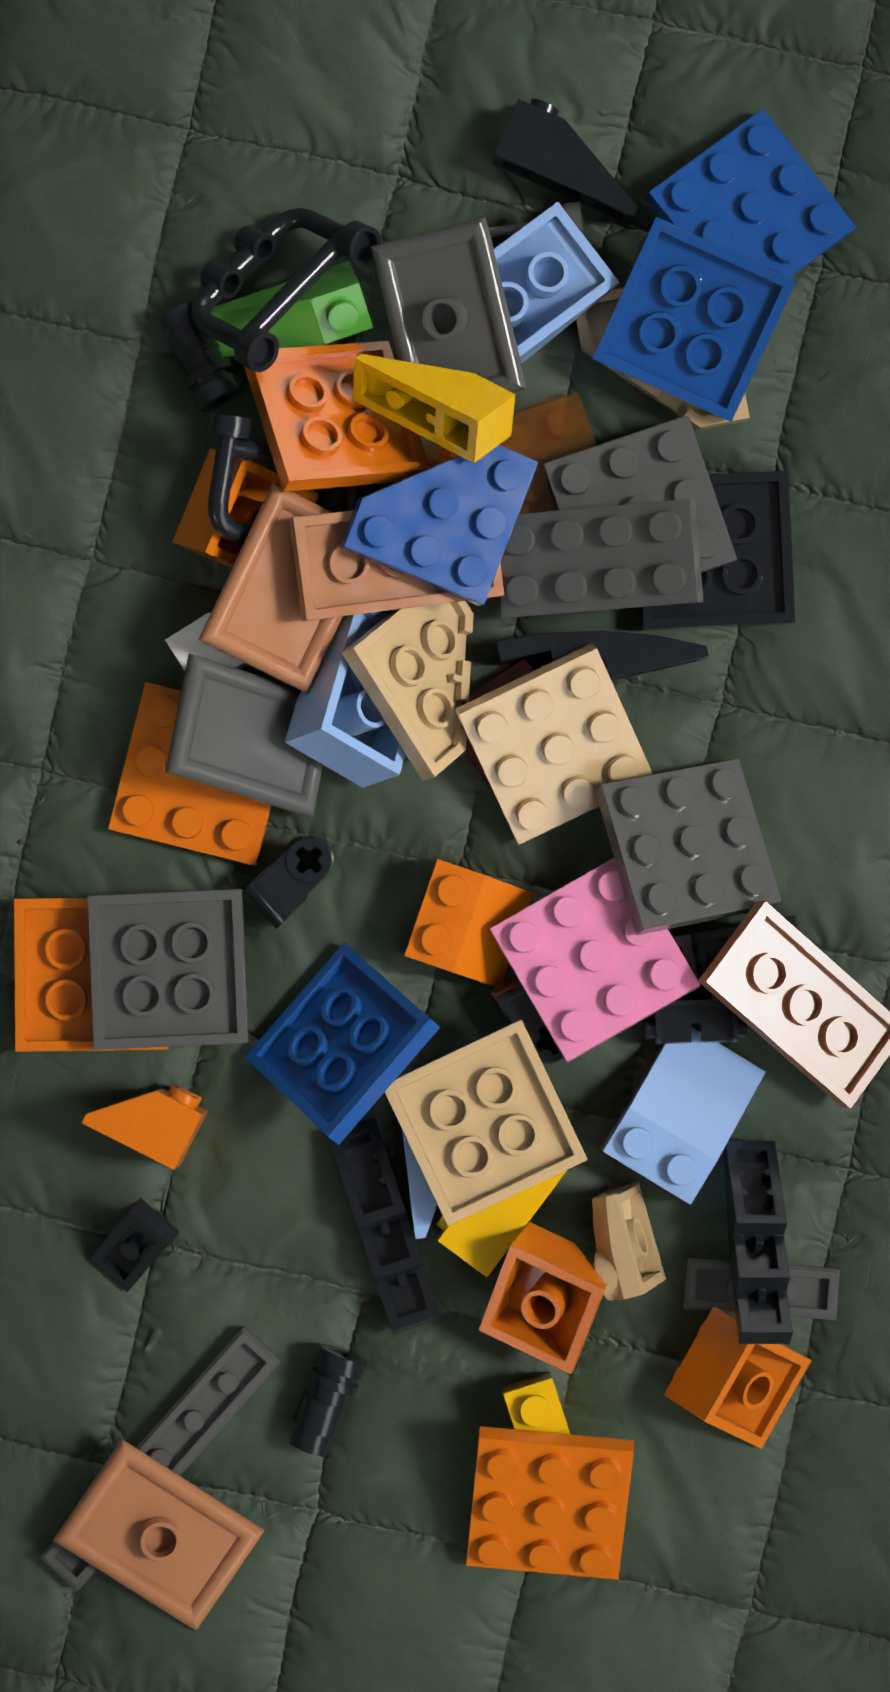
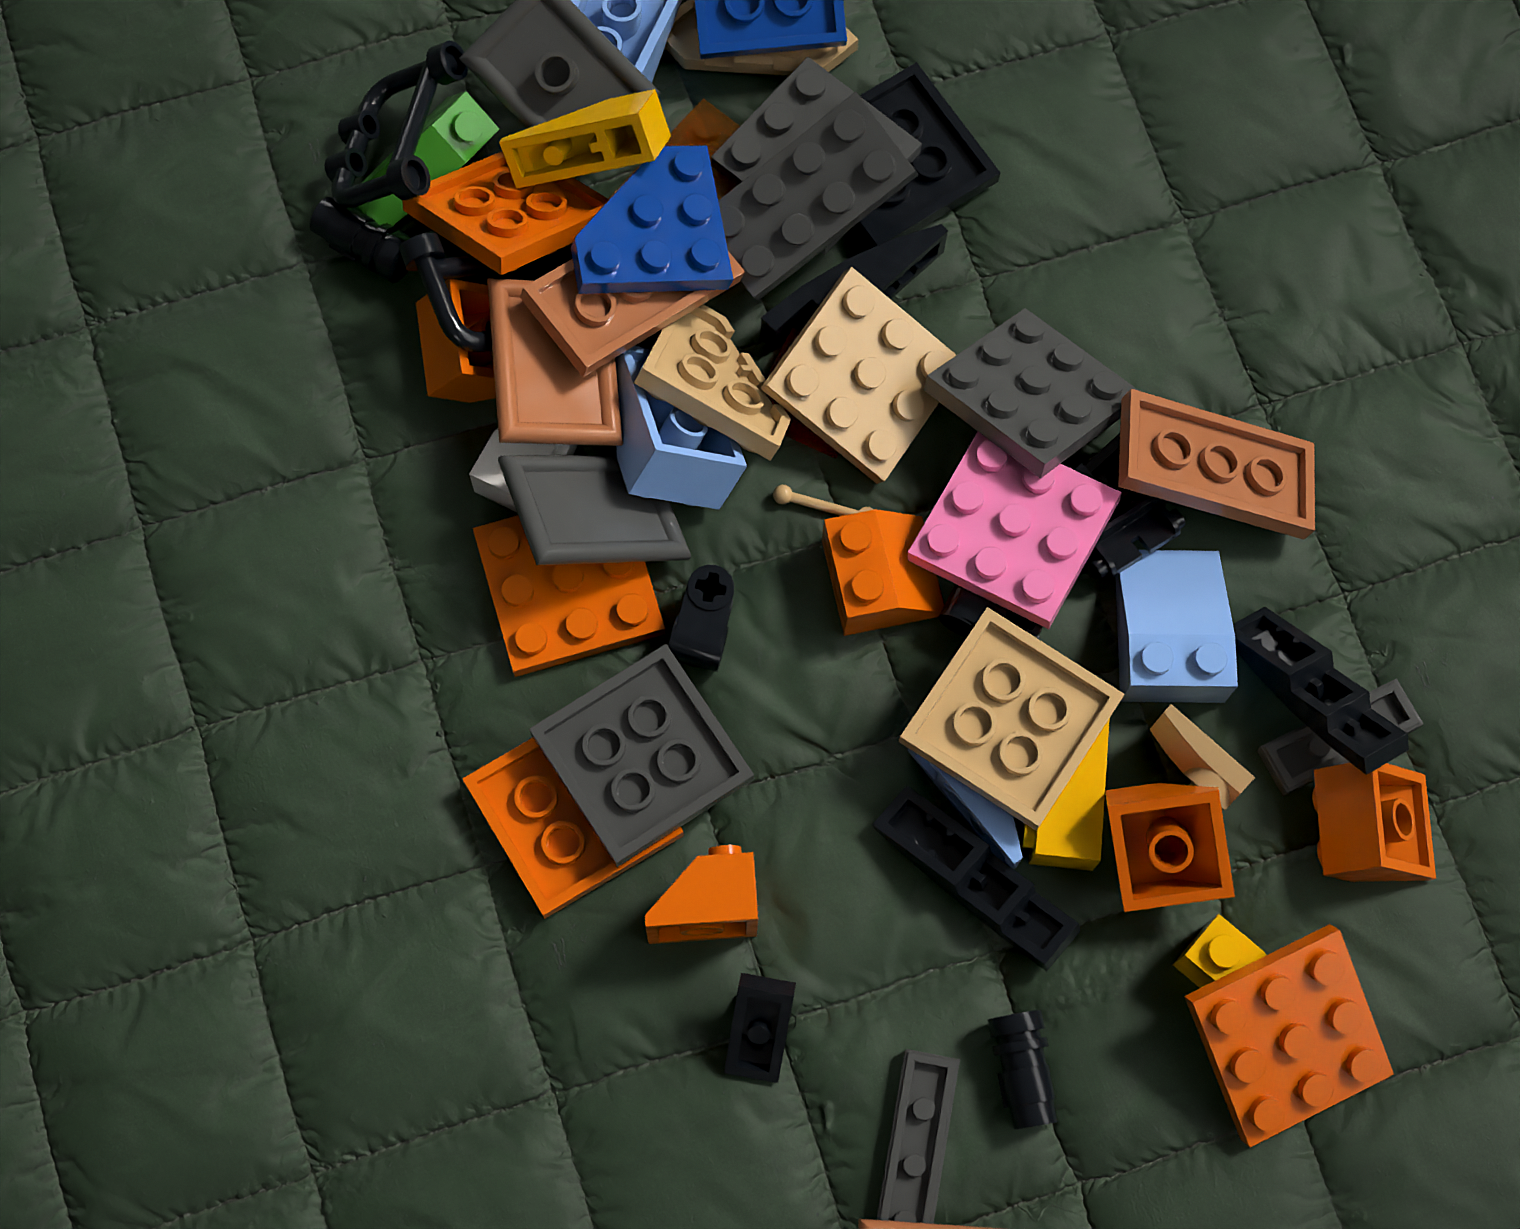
camera: 30 degrees left, 15 degrees down
(342, 1043) = (840, 726): blue plate -> none
(484, 864) = (783, 494): none -> tan hinge

